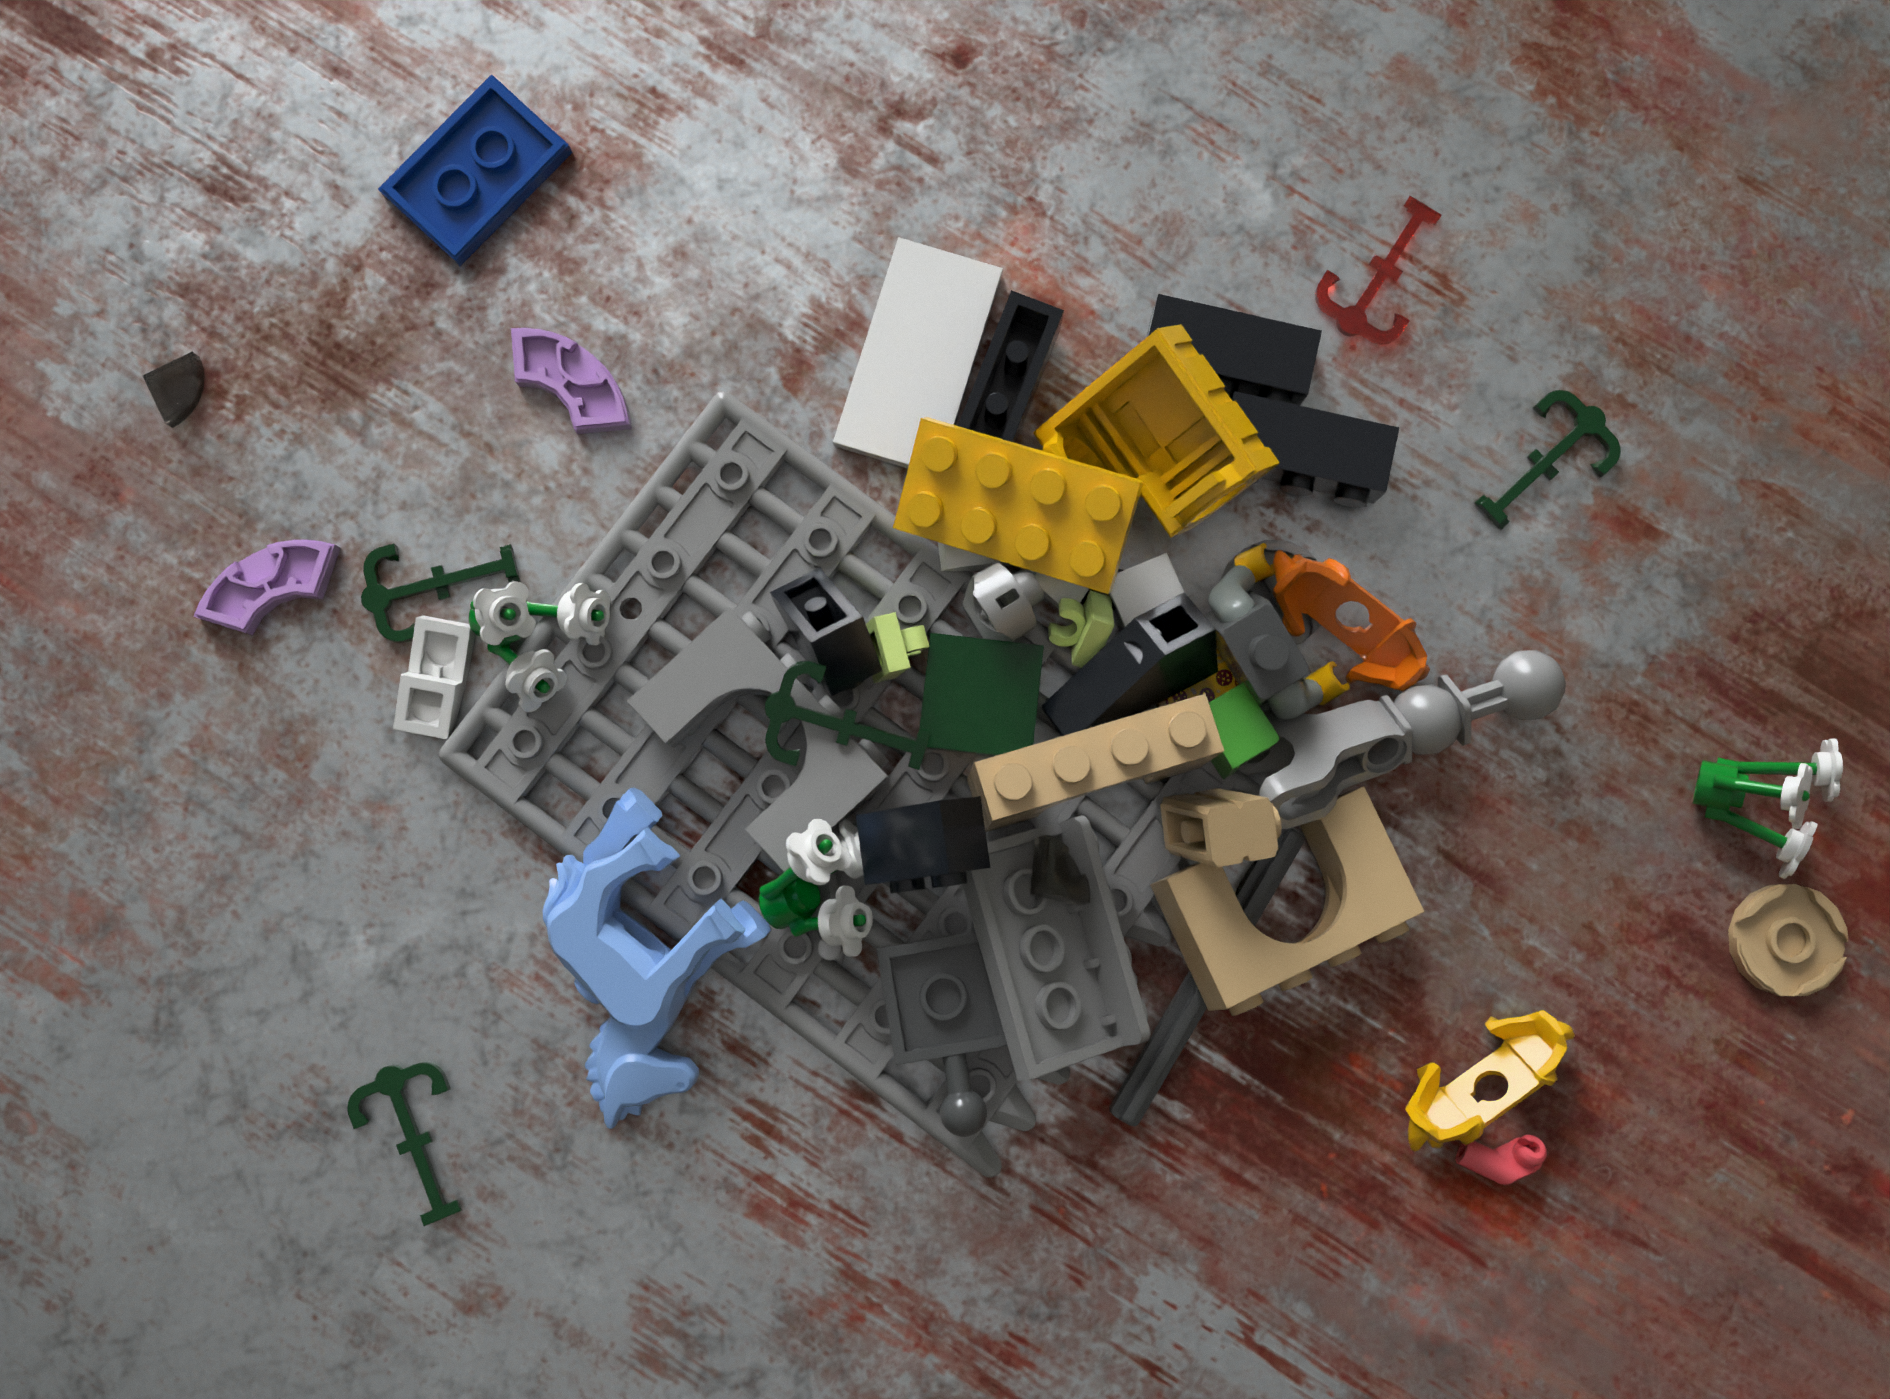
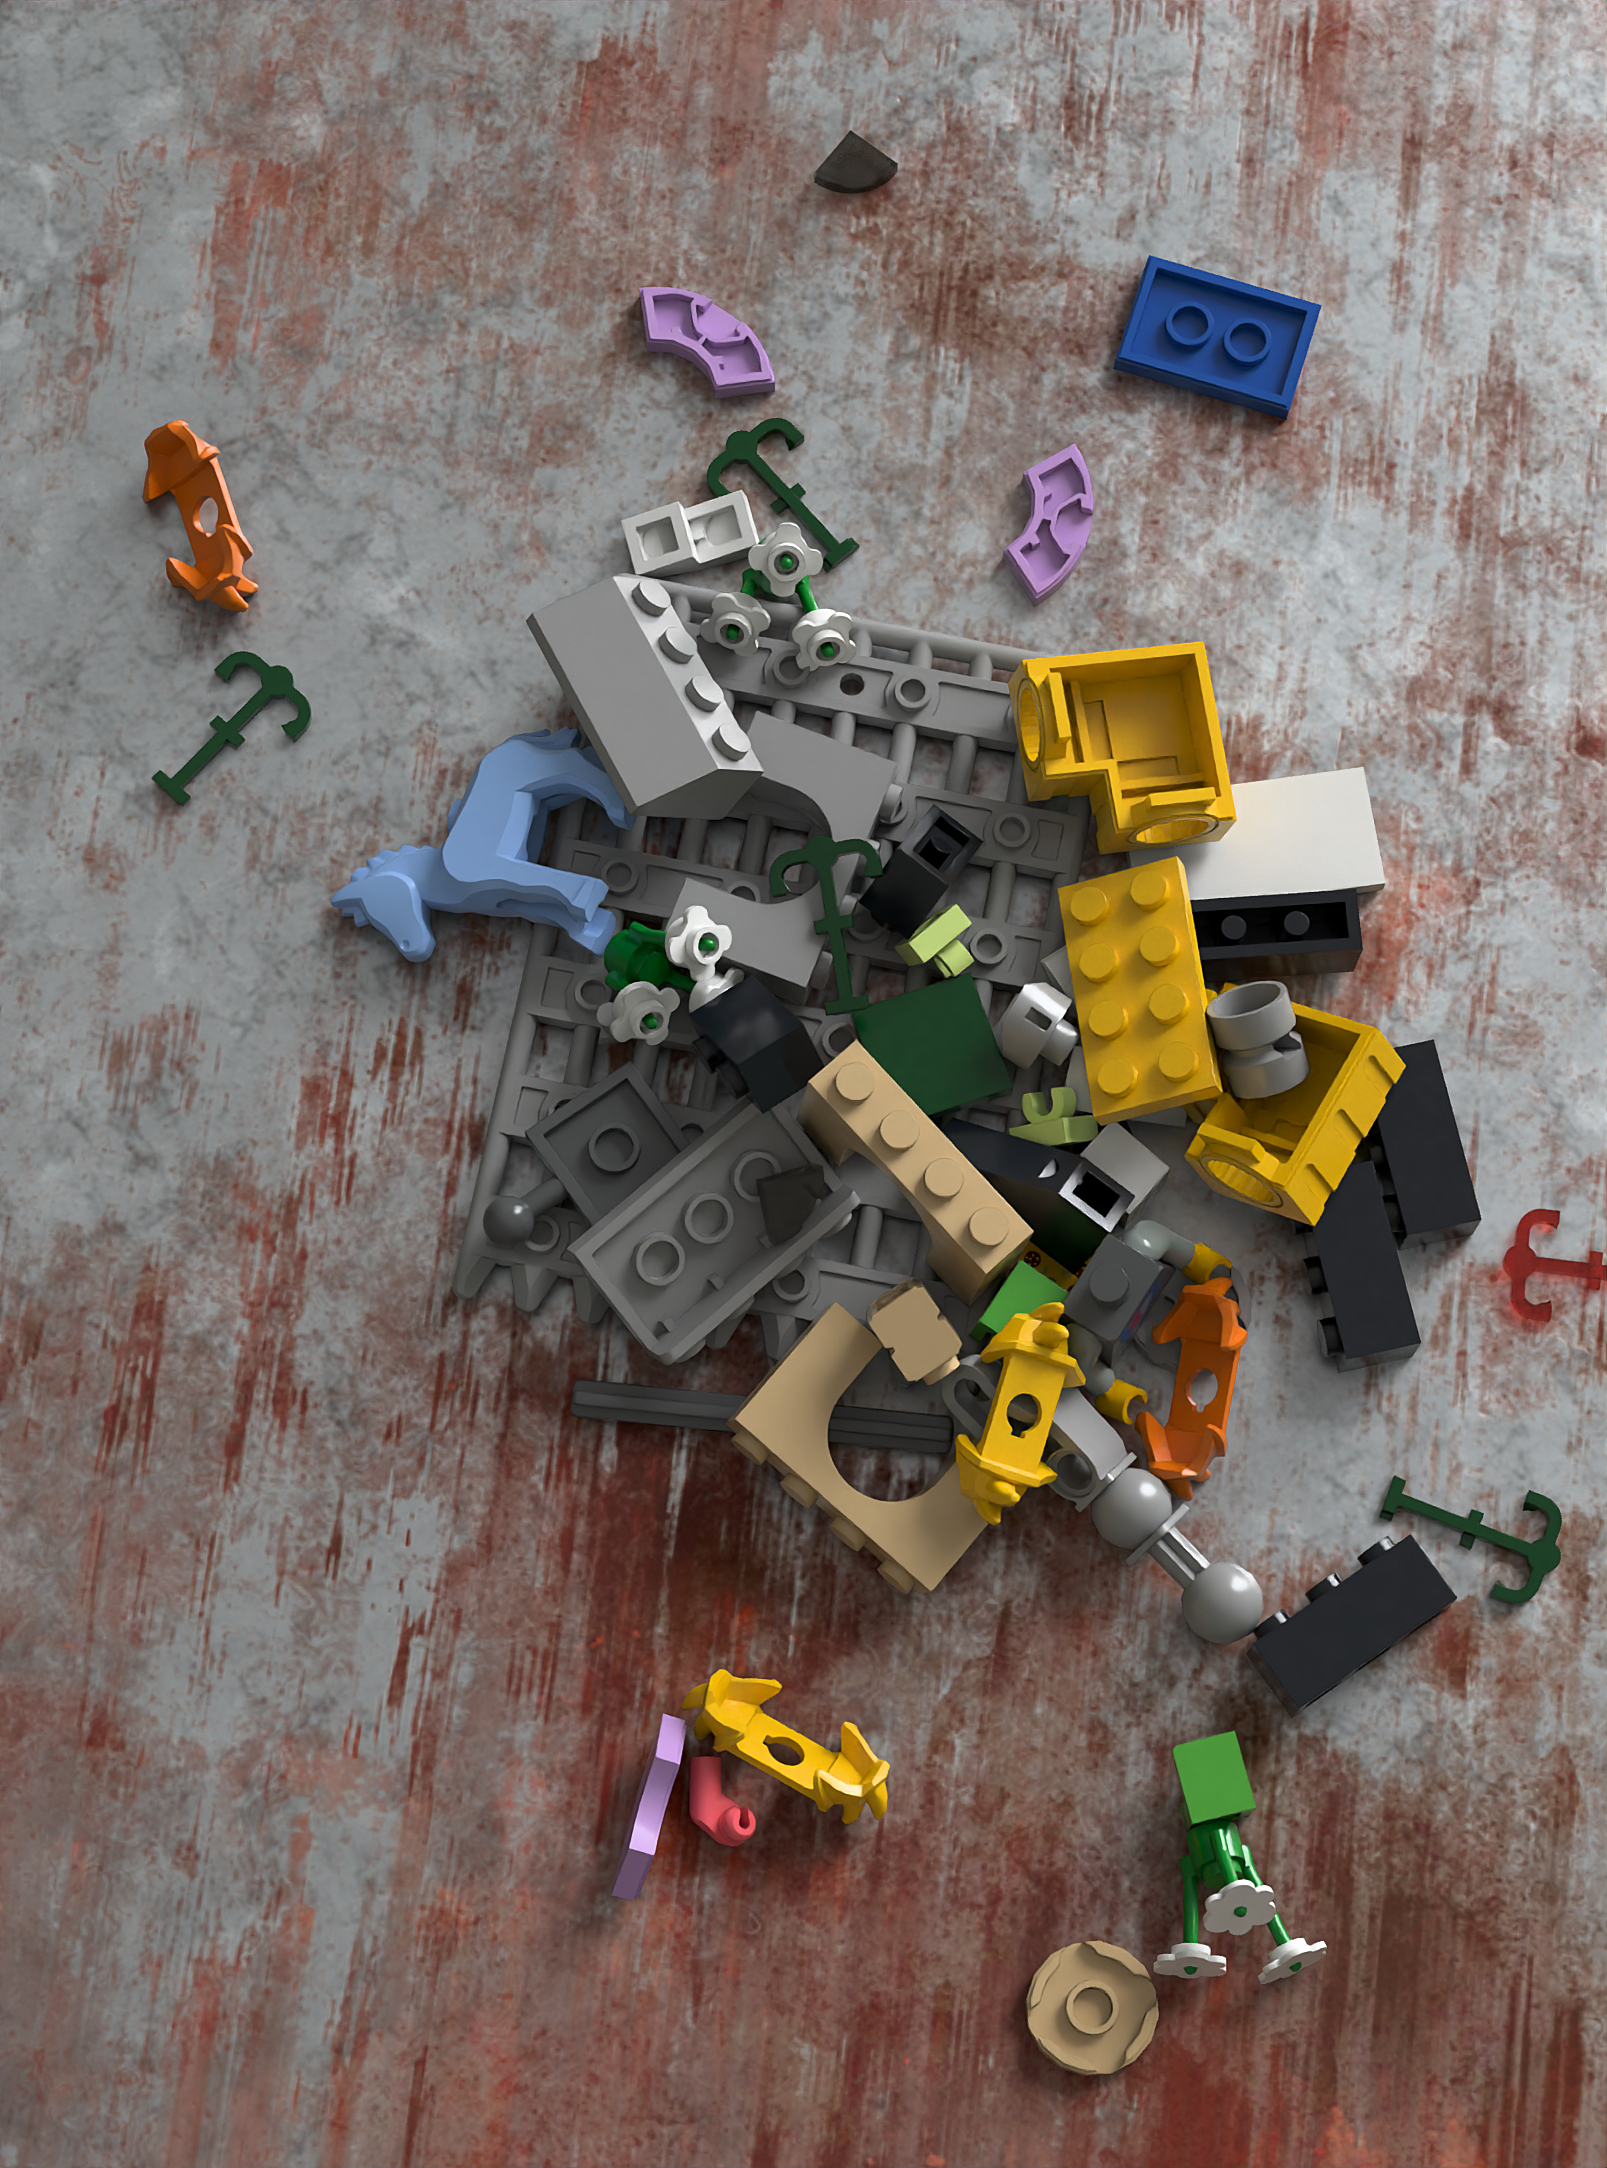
camera: 60 degrees right, 10 degrees down
(164, 1072) = (192, 474): none -> orange piece
(572, 791) = (646, 700): none -> light grey slope
(795, 403) = (1133, 736): none -> yellow piece
(1107, 429) = (1256, 1030): none -> light grey wheel
(1299, 743) = (1033, 1364): none -> yellow piece
(1487, 1217) = (649, 1808): none -> lavender tile
(1587, 593) = (1349, 1622): none -> black brick
(1668, 762) = (1212, 1780): none -> bright green panel

